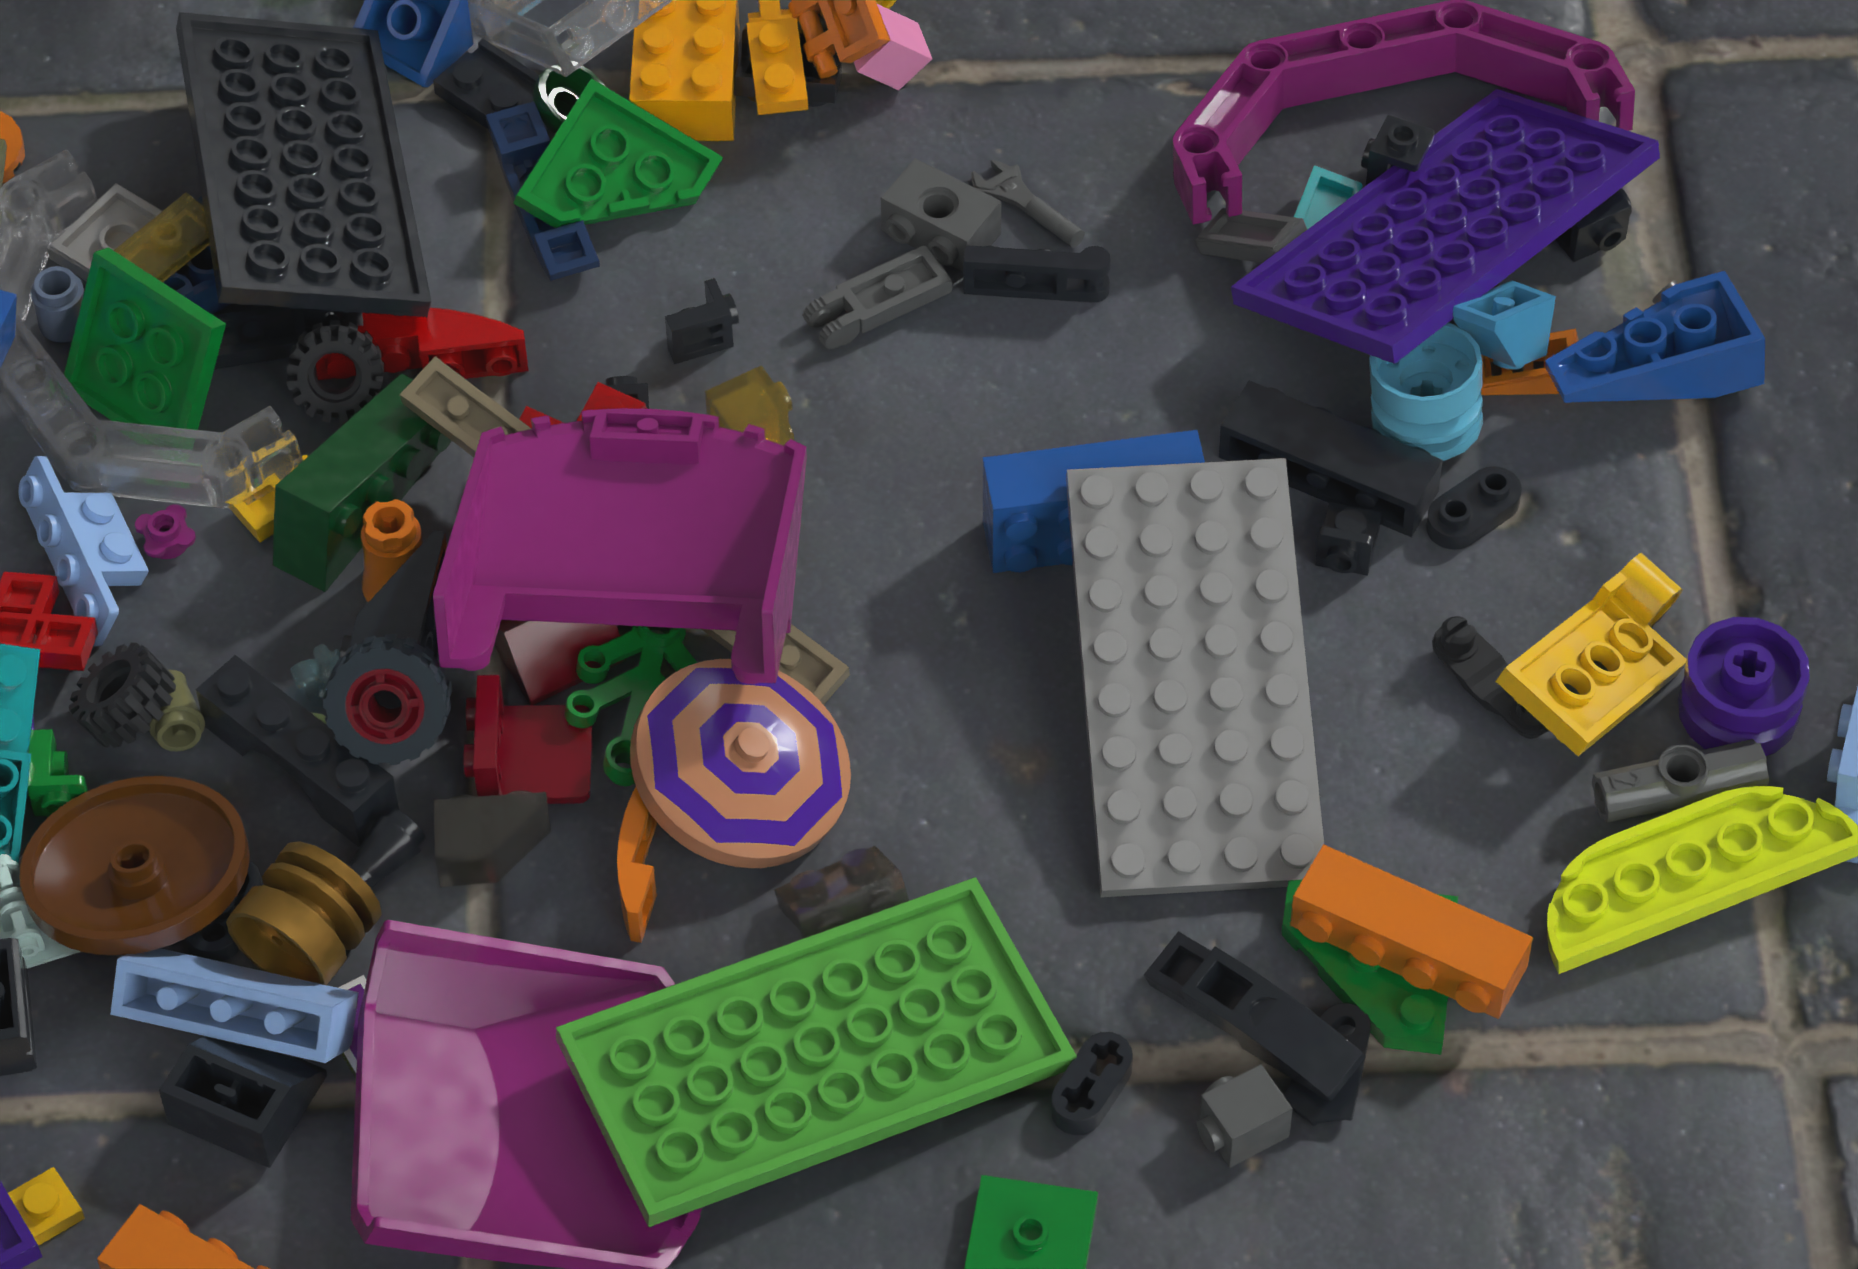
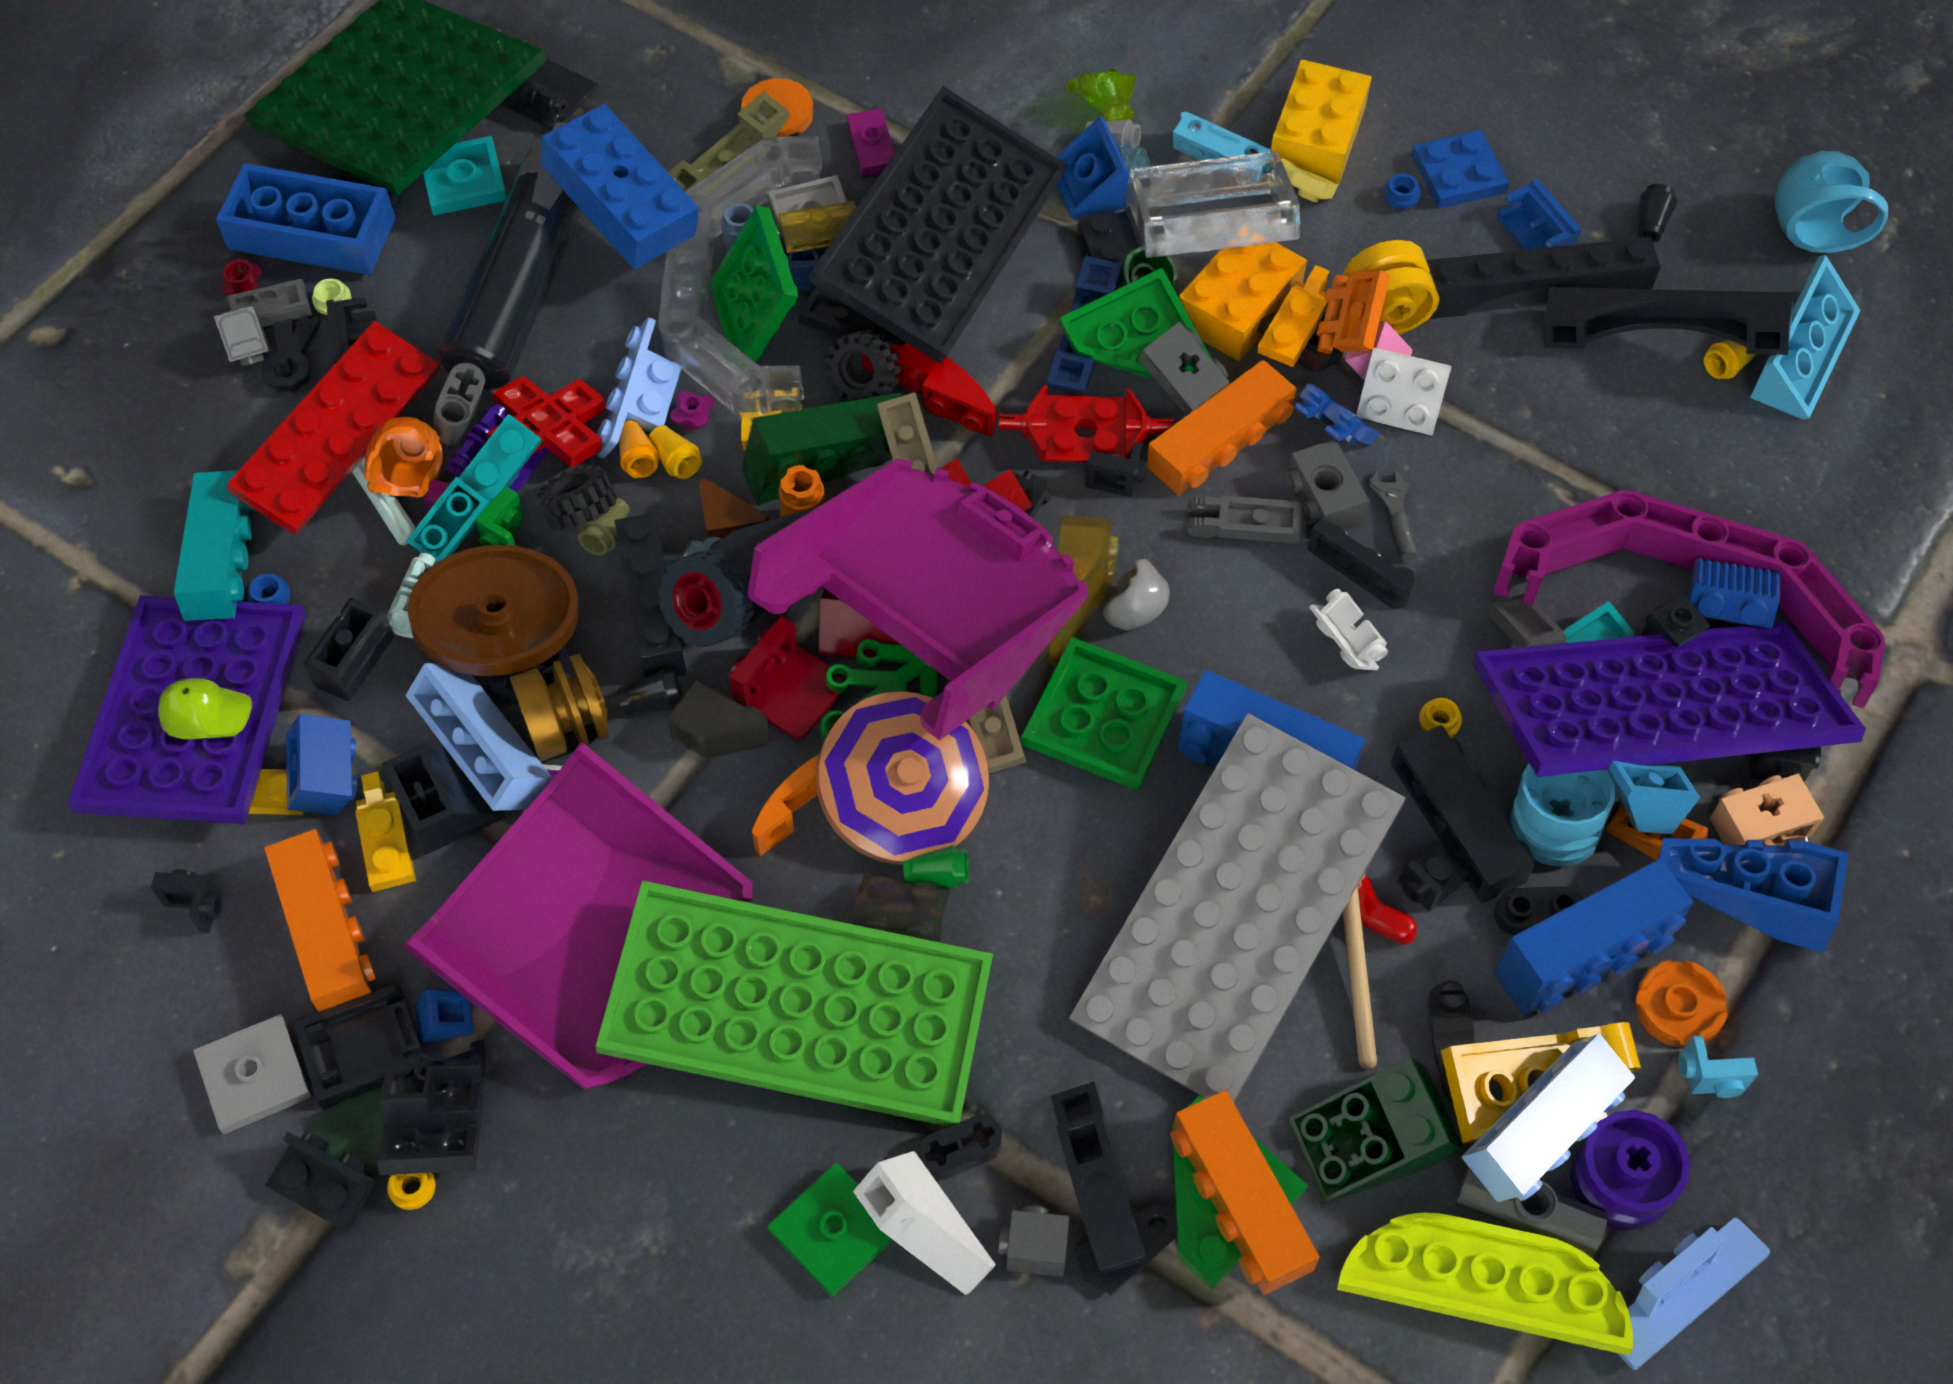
camera: 35 degrees right, 5 degrees up
(71, 1146) = (320, 765): none -> blue brick
(120, 127) = (870, 140): none -> magenta plate
(143, 611) = (636, 451): none -> light orange cone
(190, 587) = (676, 452): none -> yellow cone
(203, 1178) = (383, 836): none -> yellow hinge
(309, 616) = (725, 511): none -> reddish brown slope
(659, 275) = (1055, 419): none -> red plate
(671, 181) = (1184, 348): none -> dark grey brick
(779, 217) = (1221, 428): none -> orange brick
(836, 438) = (1139, 597): none -> light grey hair
(851, 827) = (940, 867): none -> green cone
(893, 577) = (1104, 713): none -> green plate
(911, 135) = (1346, 425): none -> blue plate
(944, 70) = (1403, 391): none -> white hinge
(1098, 354) = (1359, 645): none -> white hinge
(1121, 1166) = (921, 1219): none -> white slope
(1232, 369) = (1444, 709): none -> yellow plate
(1337, 605) = (1384, 919): none -> red arm
(1364, 687) = (1359, 982): none -> tan piece
(1430, 86) = (1735, 593): none -> blue brick
(1482, 806) = (1376, 1131): none -> dark green slope
(1551, 496) = (1593, 939): none -> blue brick
(1619, 278) = (1768, 813): none -> light nougat brick
(1642, 680) = (1549, 1119): none -> brick
(1670, 513) = (1680, 1002): none -> orange tile
(1751, 558) = (1722, 1076): none -> medium azure bracket

